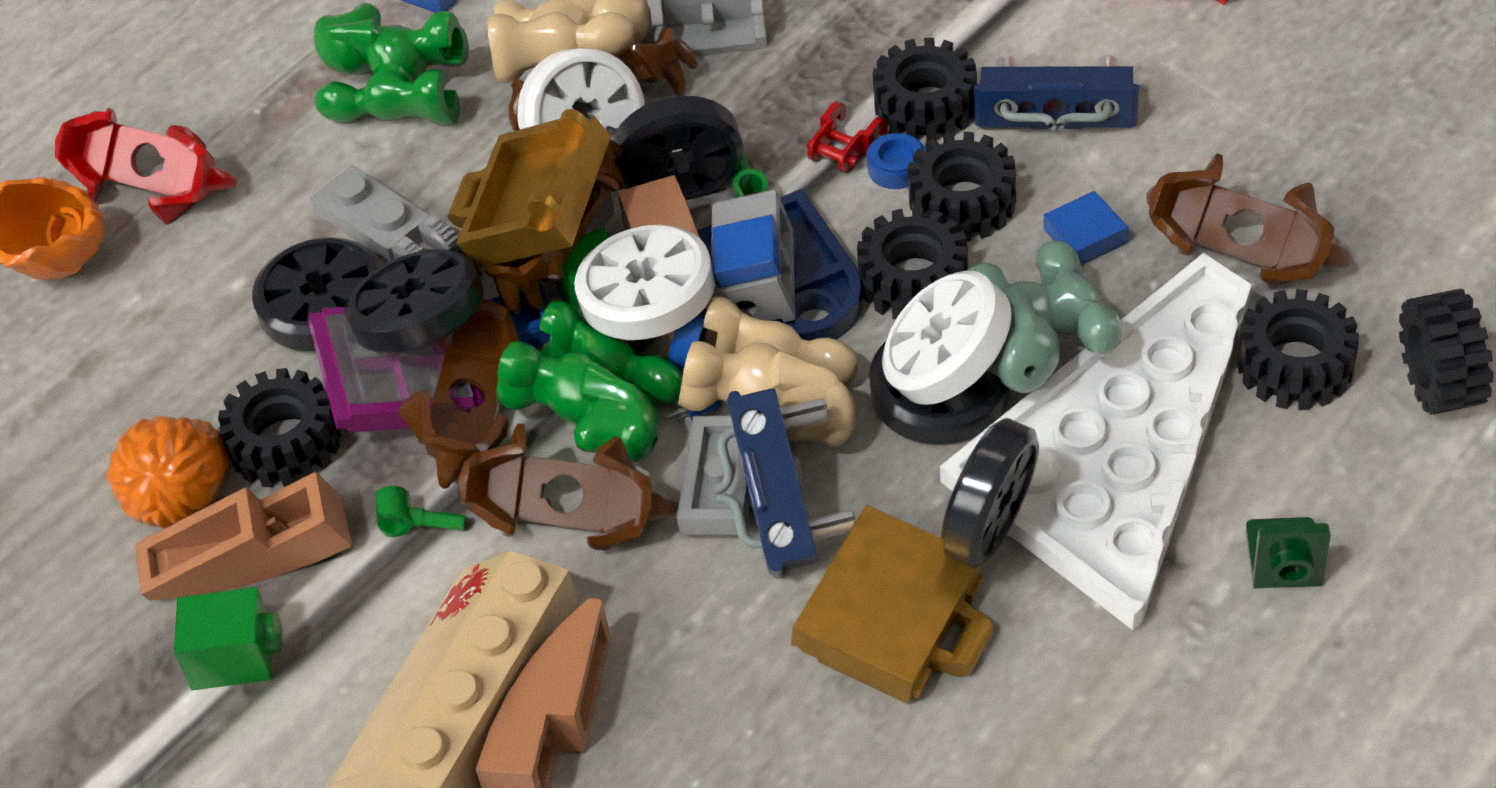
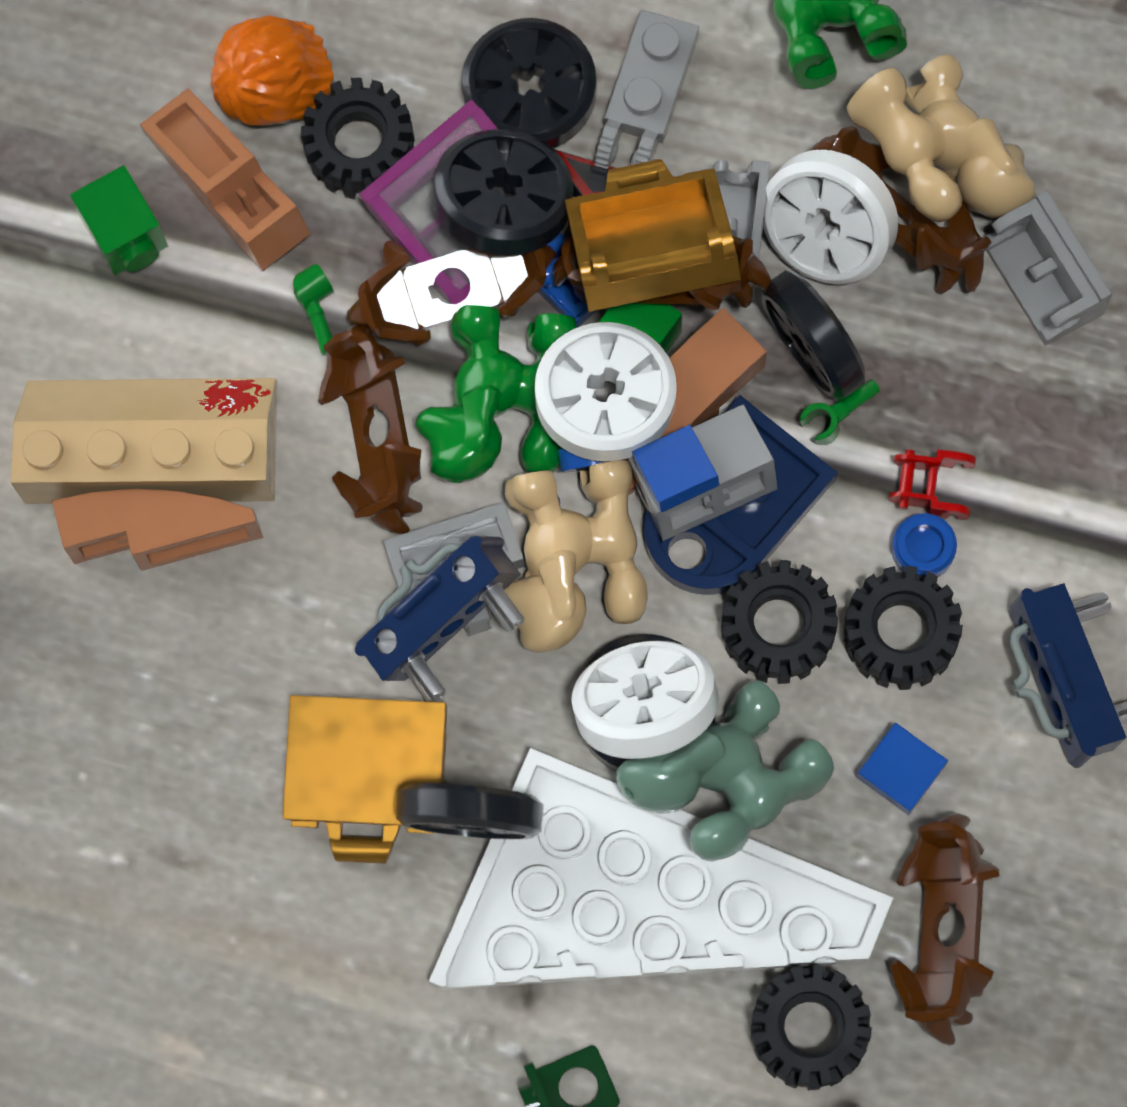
camera: 65 degrees right, 25 degrees up
(919, 68) = (1025, 499): black tyre -> none

